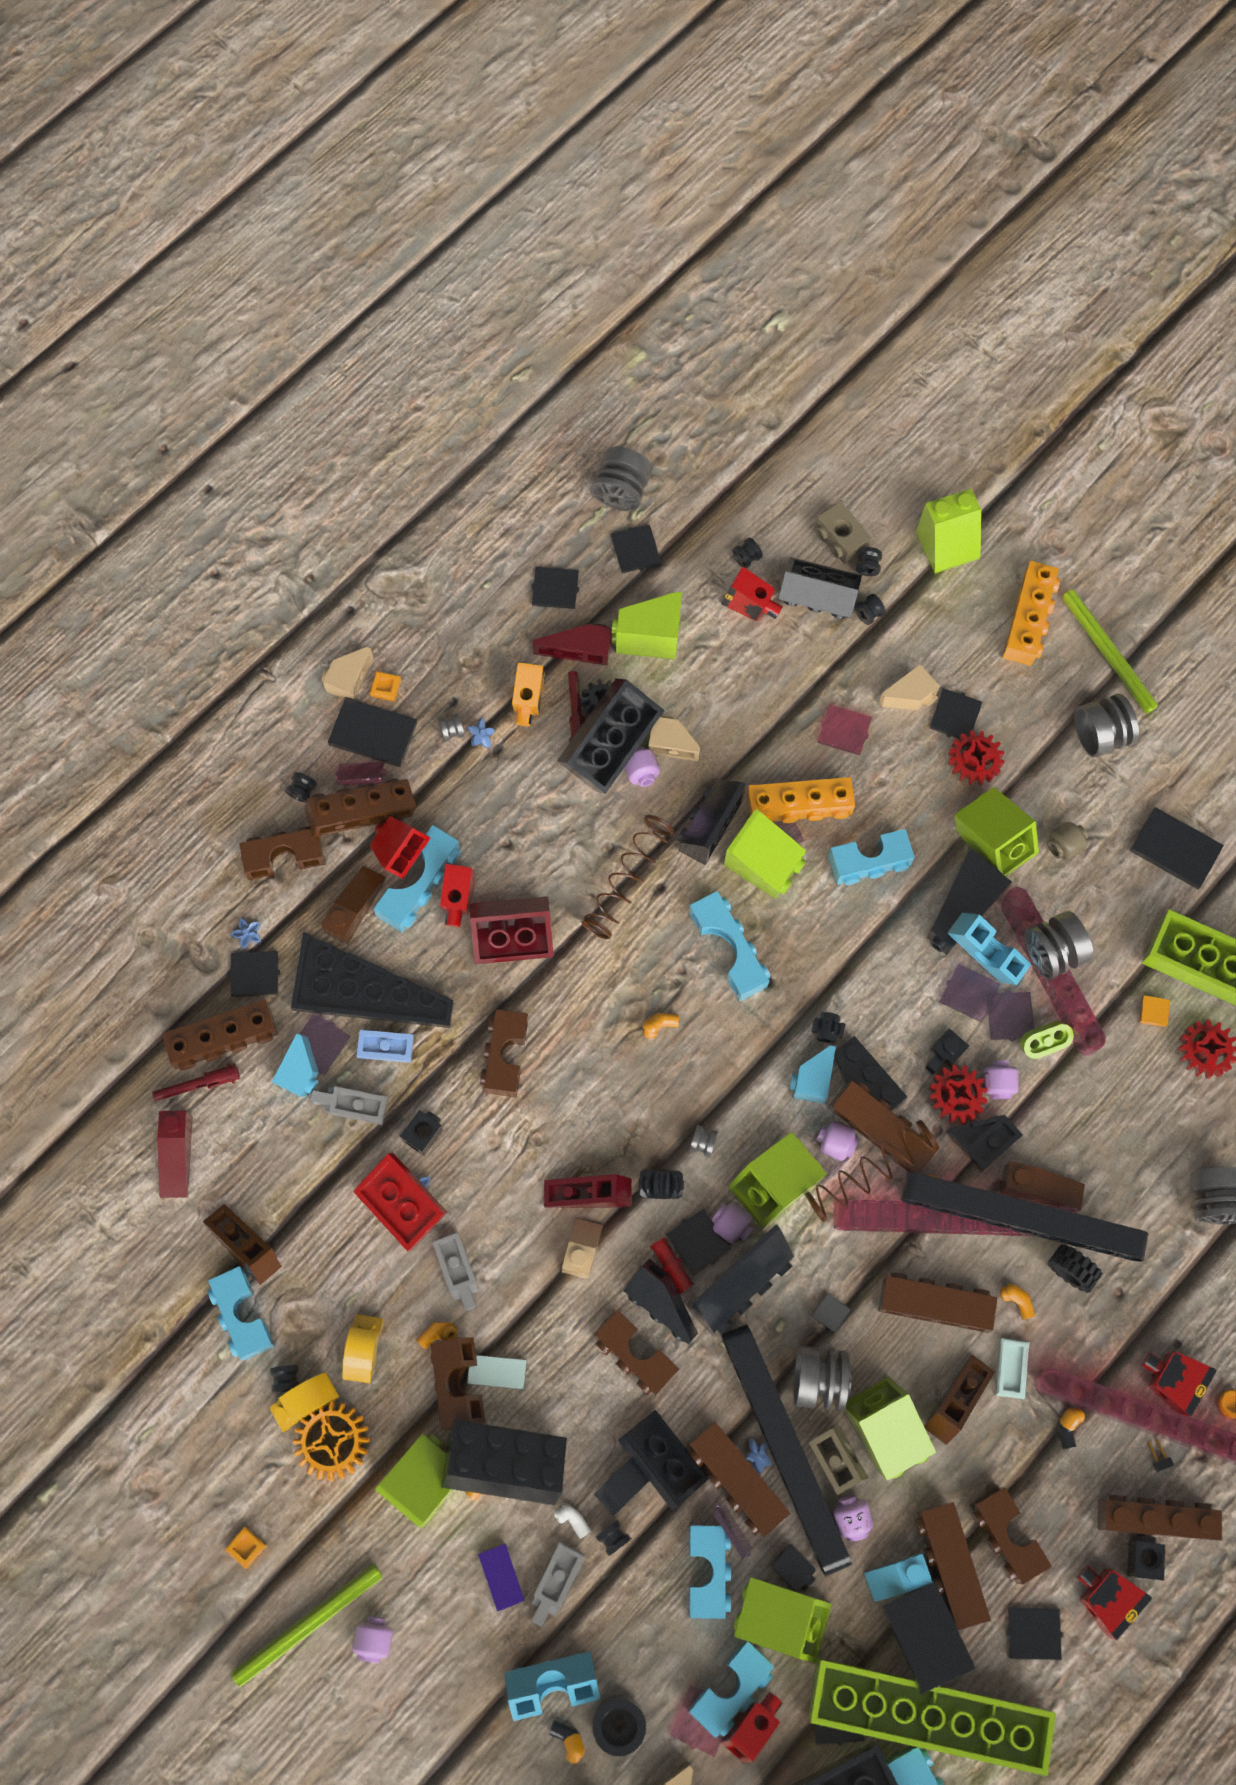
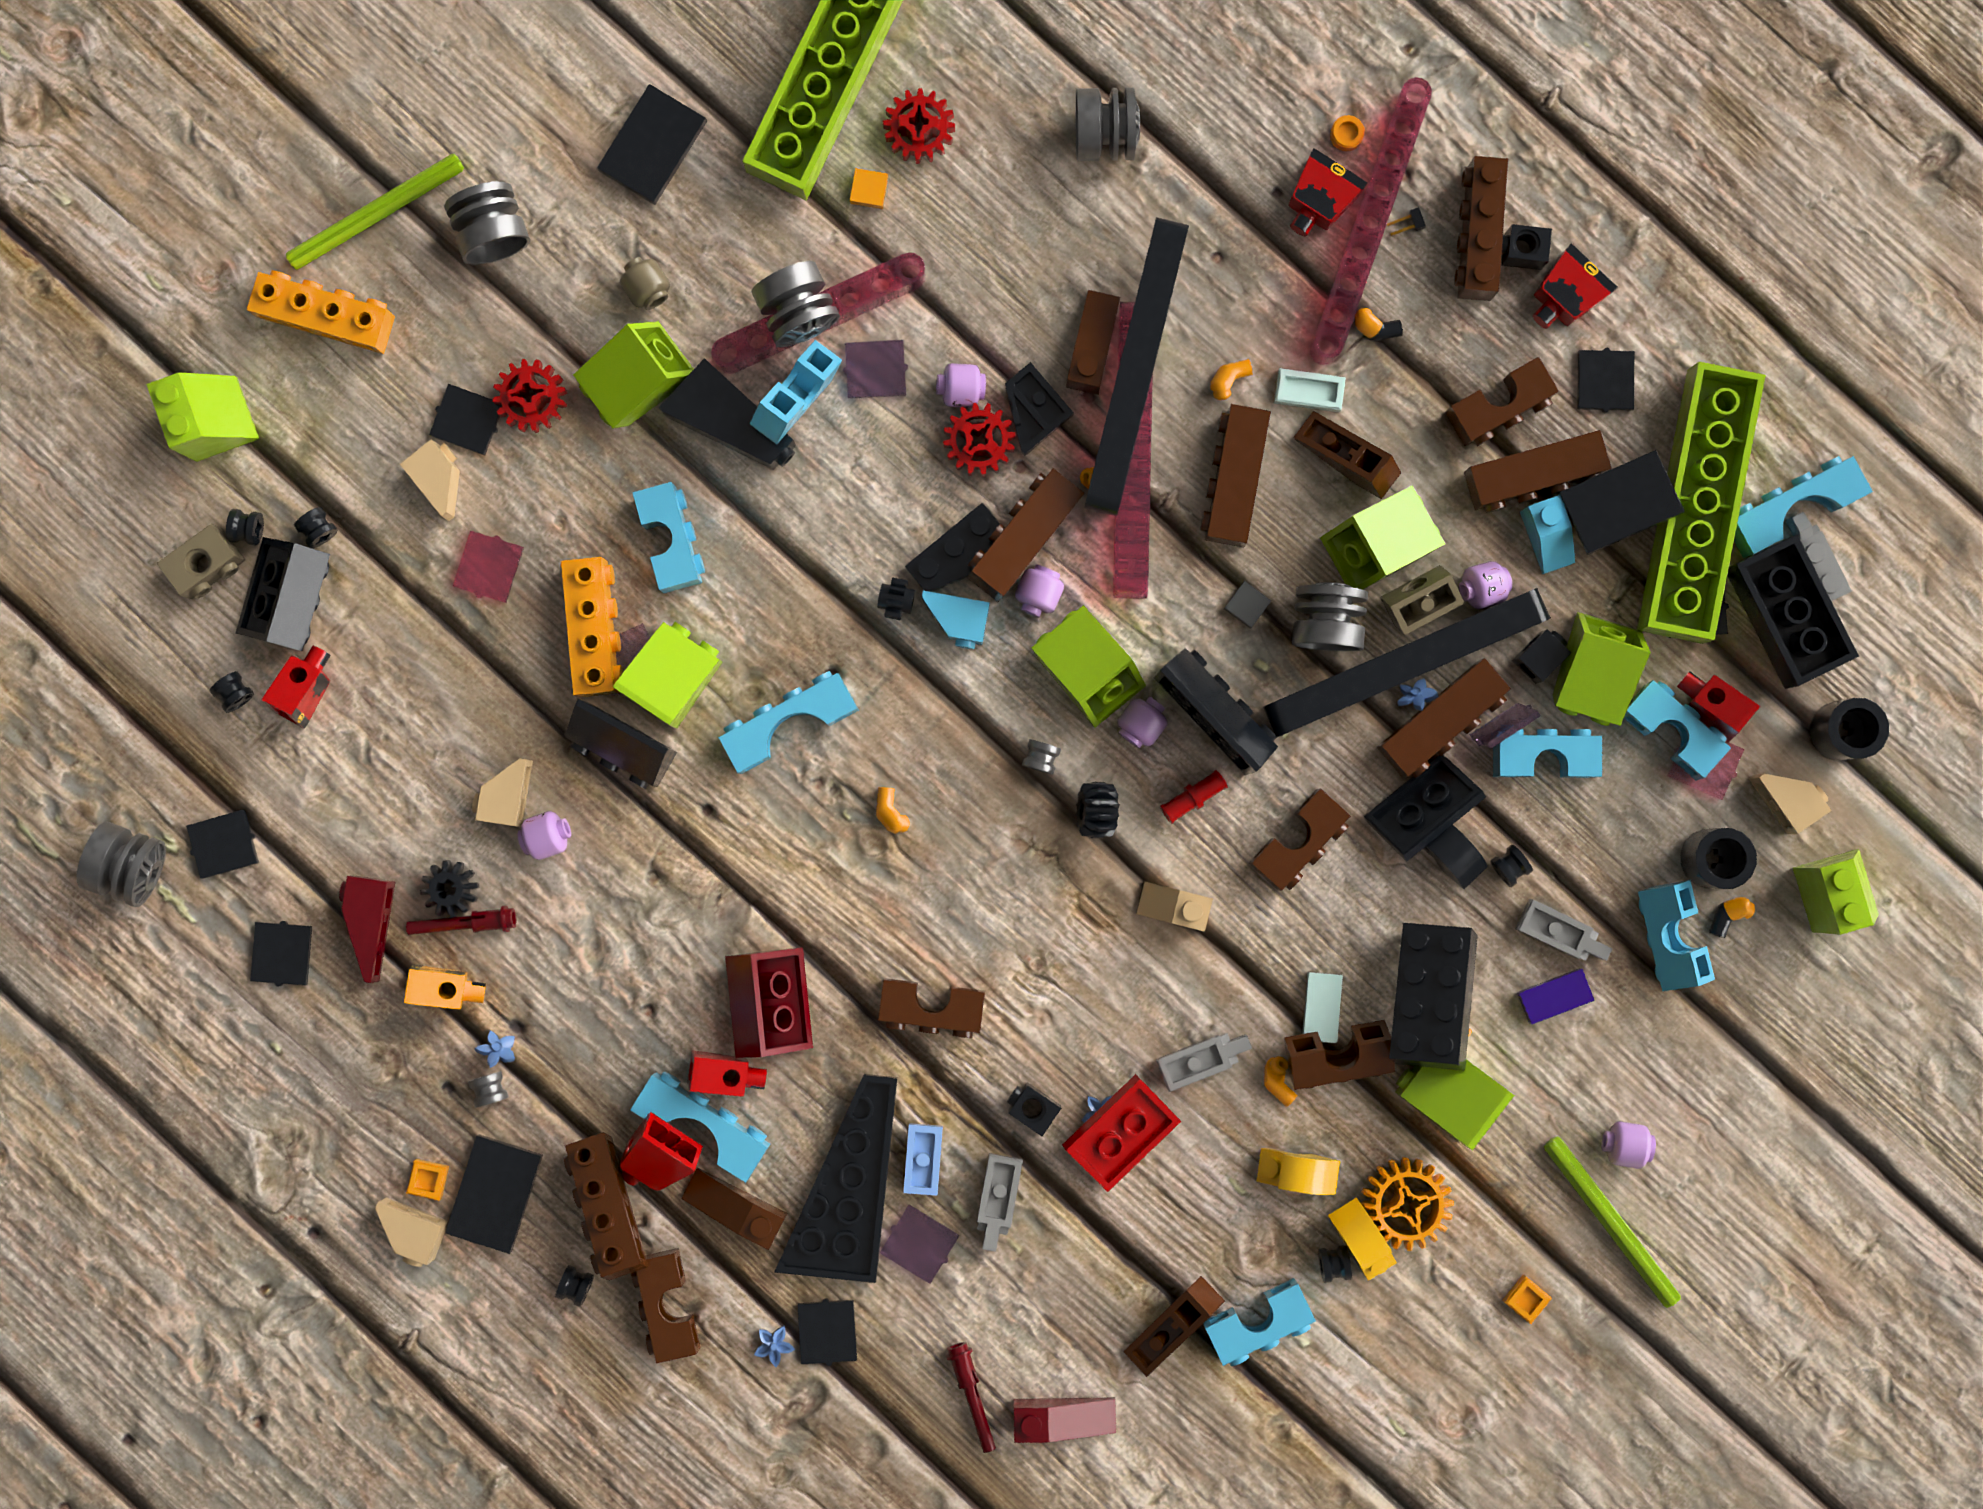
camera: 85 degrees left, 15 degrees up
(220, 1034) = (910, 1370): reddish brown brick -> none
(298, 1068) = (955, 1268): medium azure slope -> none
(360, 773) = (555, 1207): clear pink piece -> none
(575, 1518) = (1488, 911): white arm -> none
(588, 1192) = (1106, 900): dark red slope -> none
(610, 735) = (505, 877): black brick -> none
(649, 627) = (346, 825): lime slope -> none
(651, 827) = (624, 820): reddish brown piece -> none
(659, 1296) = (1233, 812): black slope -> none
(698, 1242) = (1163, 764): black piece -> none
(931, 1144) = (1136, 613): reddish brown piece -> none
(947, 1050) = (920, 450): black plate -> none
(970, 993) = (847, 418): clear purple piece -> none
(1045, 1041) = (909, 327): lime plate -> none
(1075, 1268) = (1194, 308): black tyre -> none

